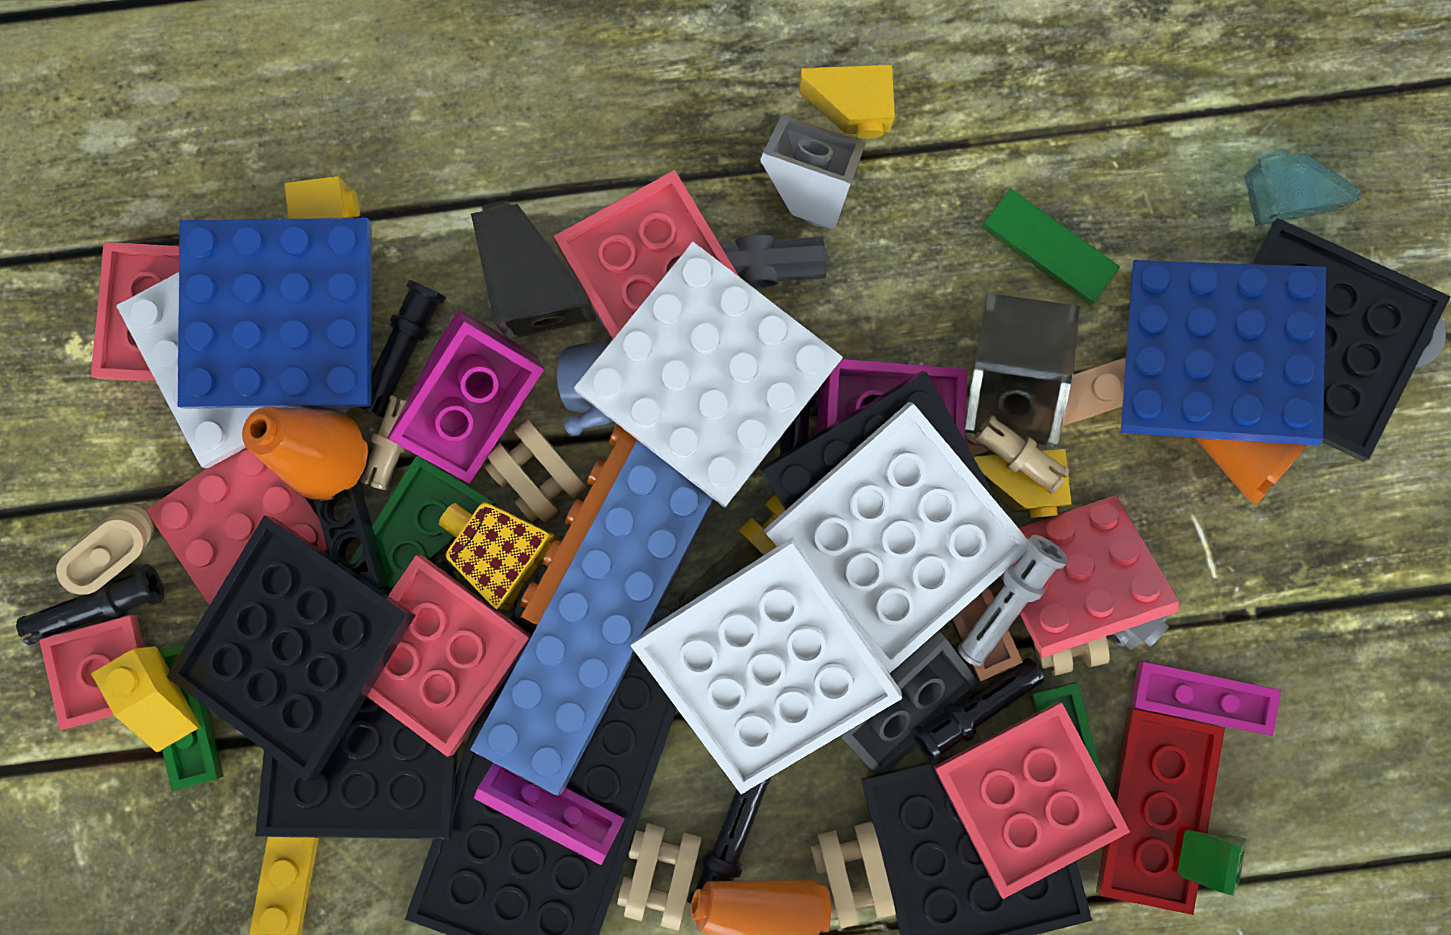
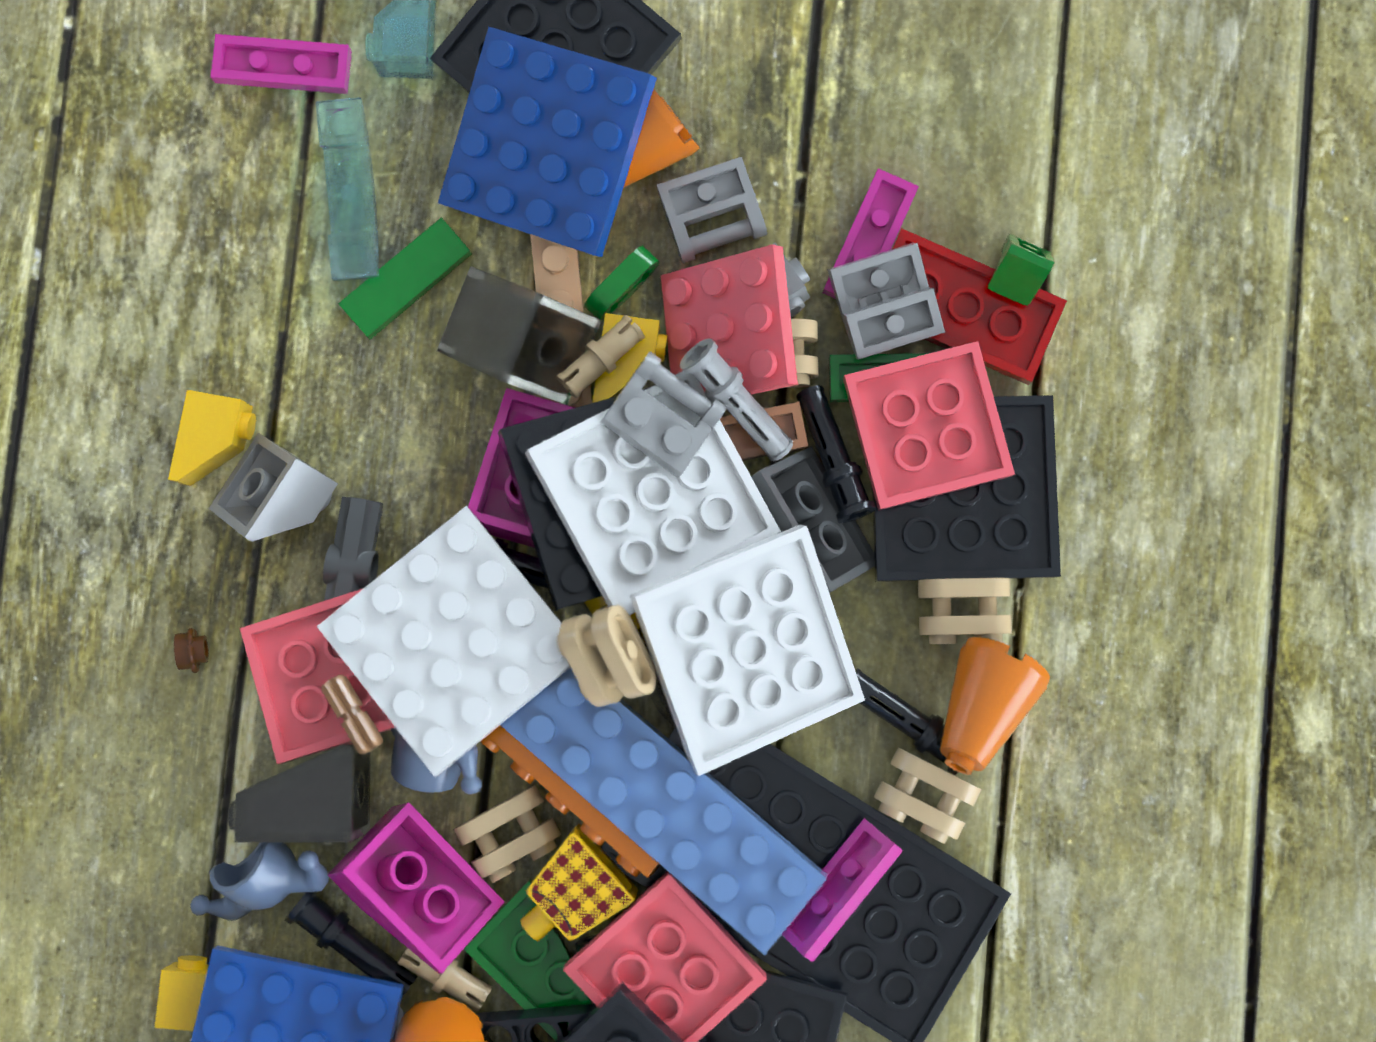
camera: 80 degrees left, 0 degrees up
(440, 248) = (261, 881): none -> sand blue piece
(609, 301) = (347, 706): none -> medium nougat piece
(643, 130) = (190, 650): none -> reddish brown plate
(727, 528) = (607, 656): none -> tan brick
(965, 525) = (654, 426): none -> light grey plate
(1099, 458) = (621, 283): none -> green beam
(1126, 171) = (349, 189): none -> clear light blue slope
(1147, 728) = (886, 300): none -> light grey slope
(1208, 524) = (706, 196): none -> light grey plate
(1233, 77) = (281, 64): none -> dark pink plate

